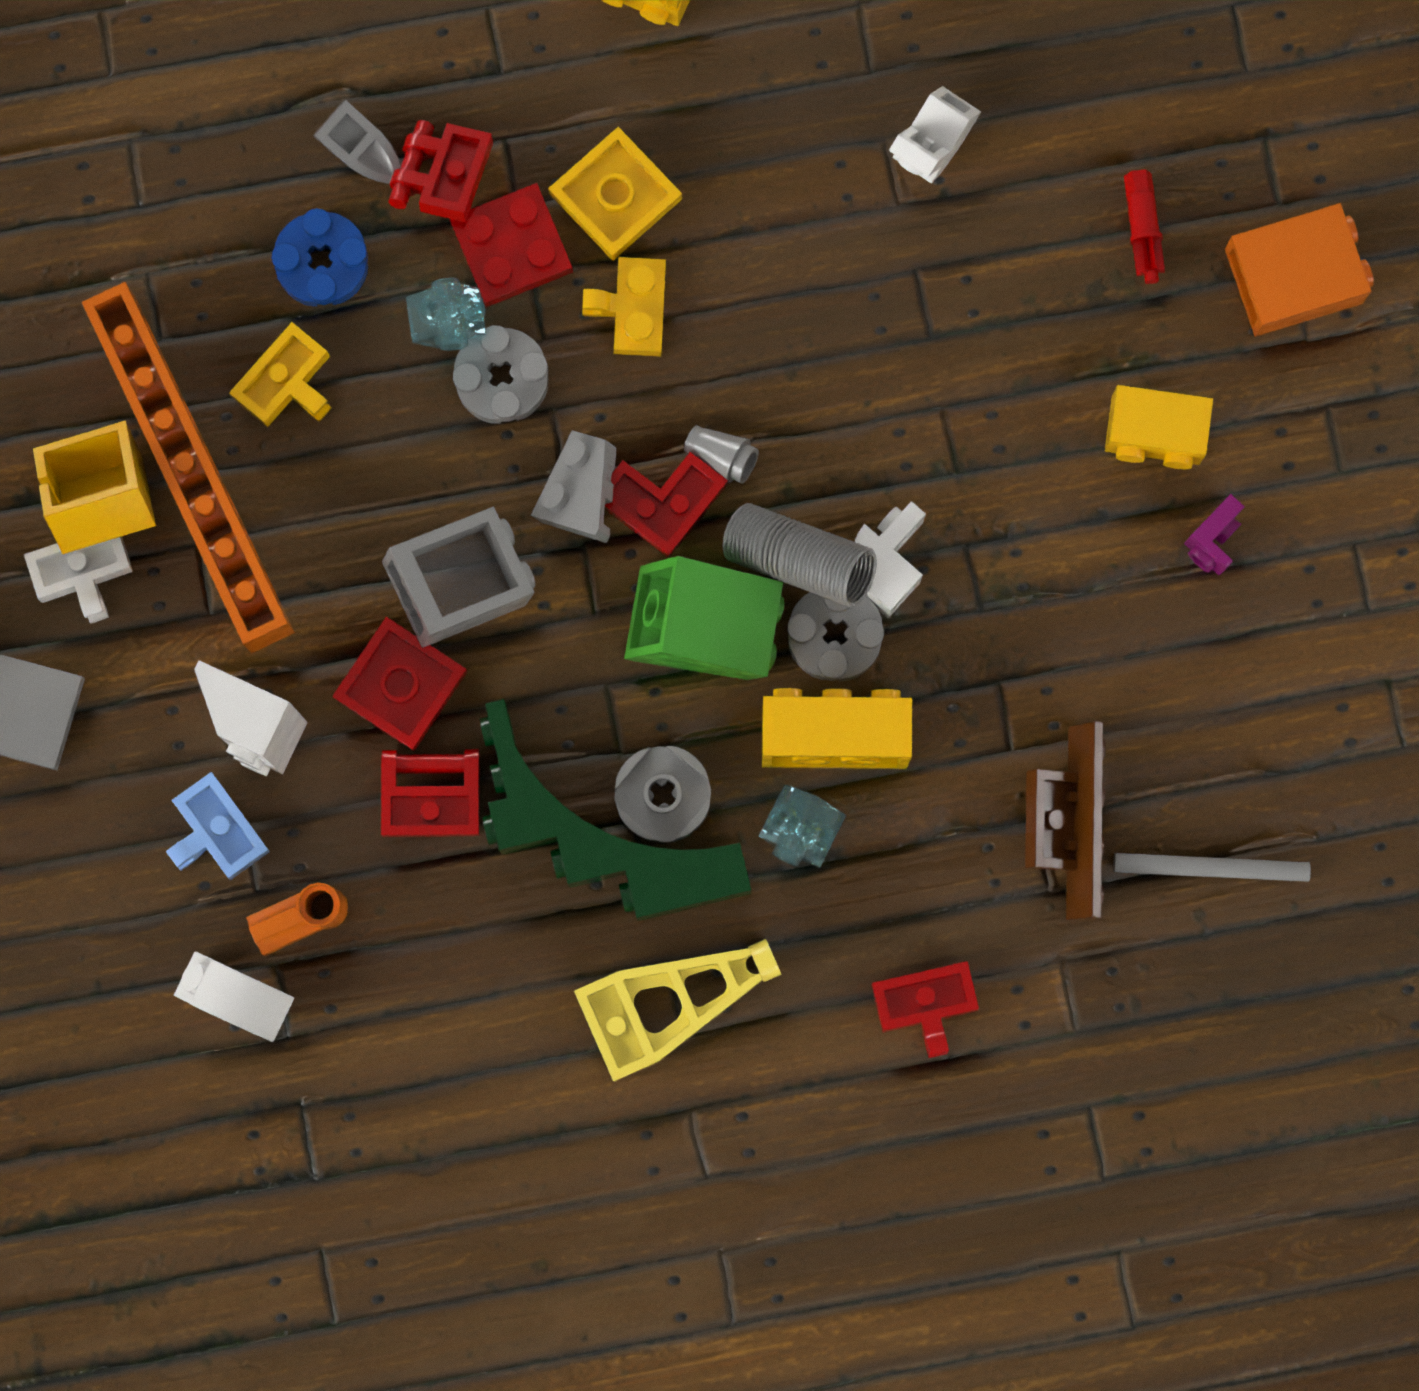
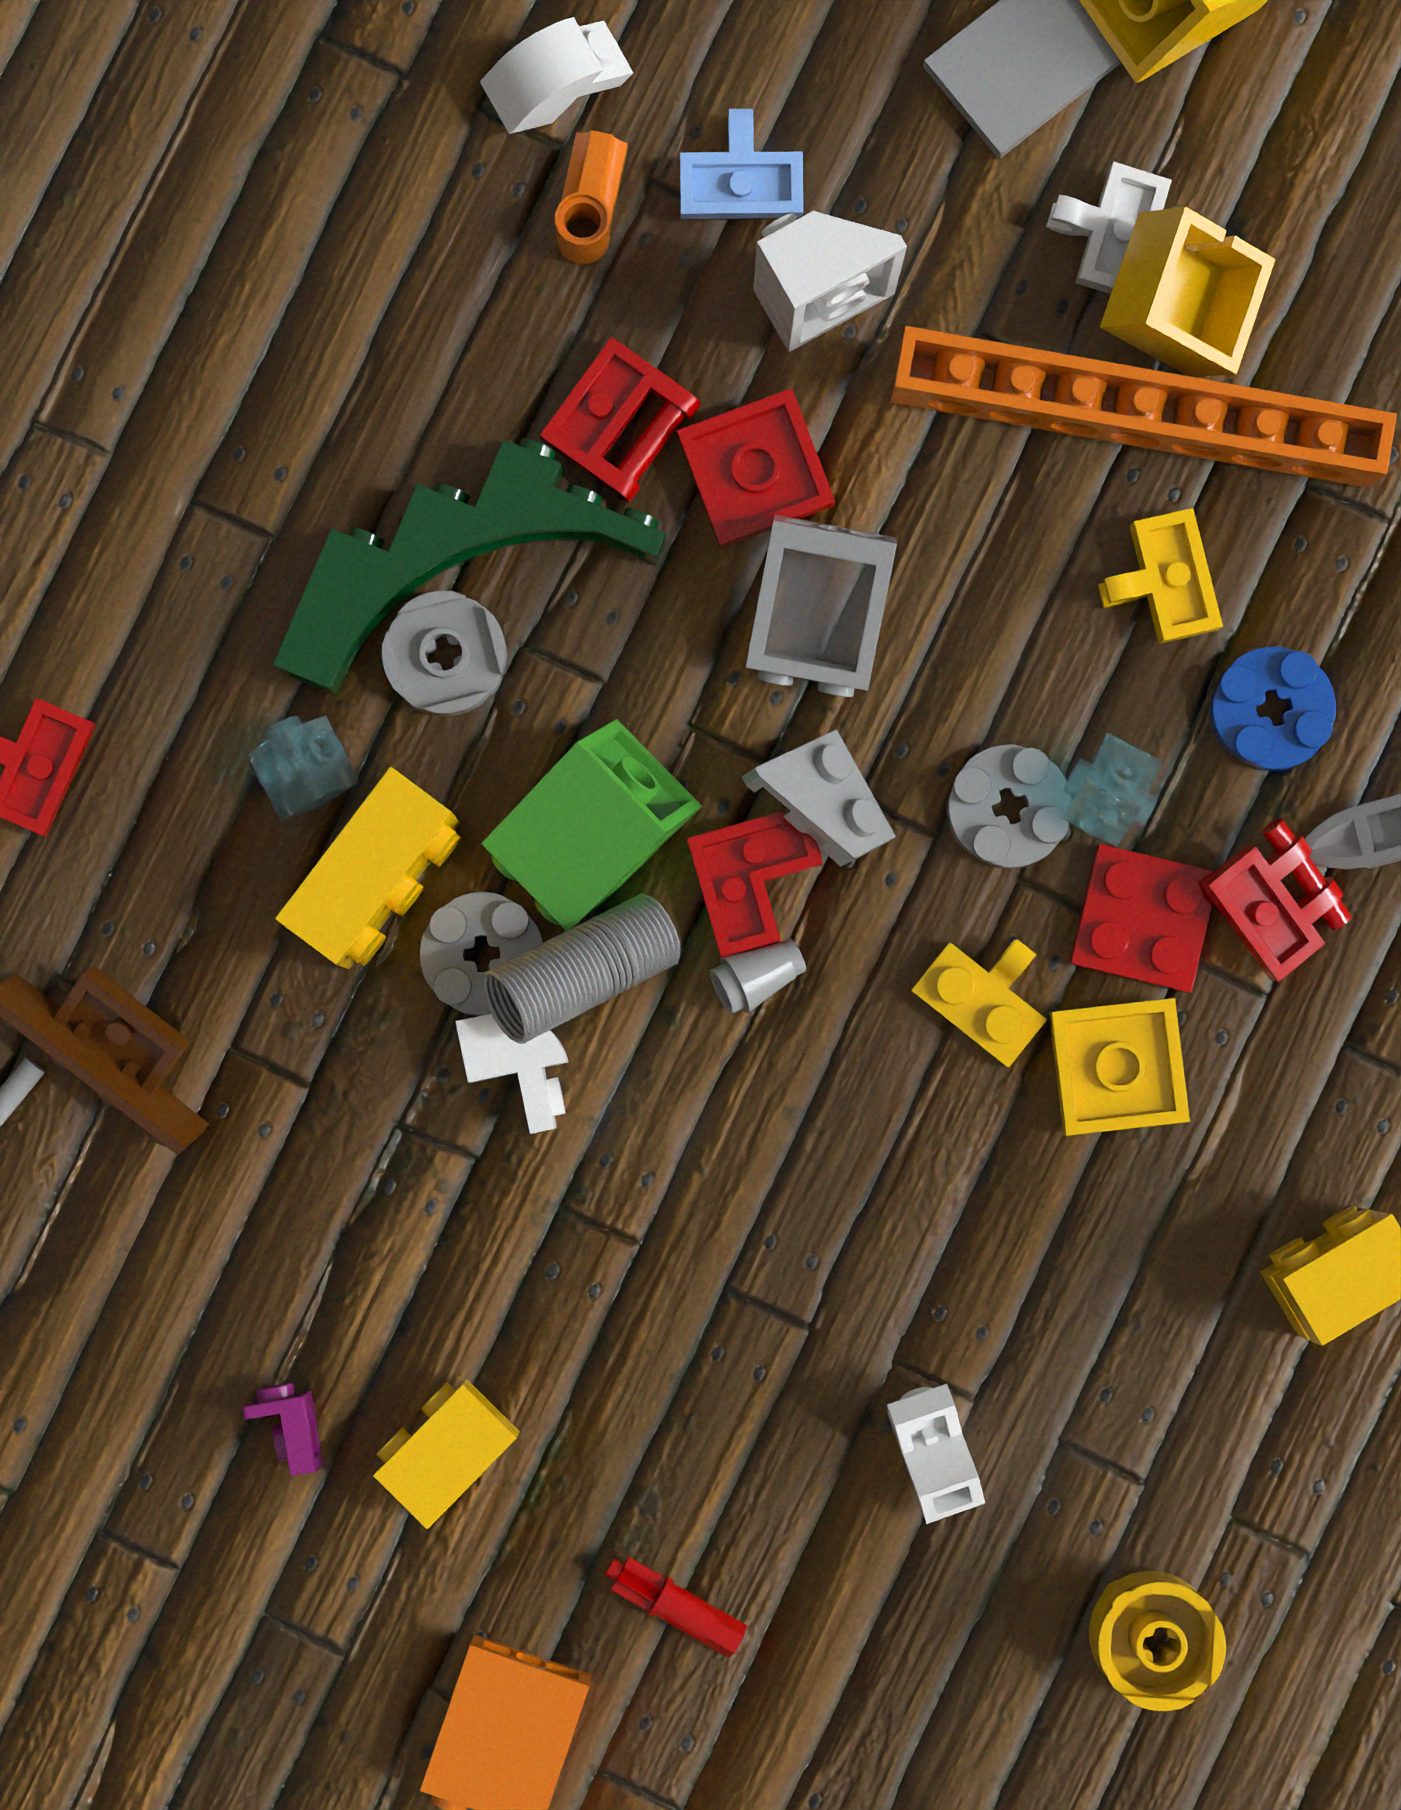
camera: 120 degrees right, 5 degrees up
(618, 1027) = (240, 438): light yellow plate -> none

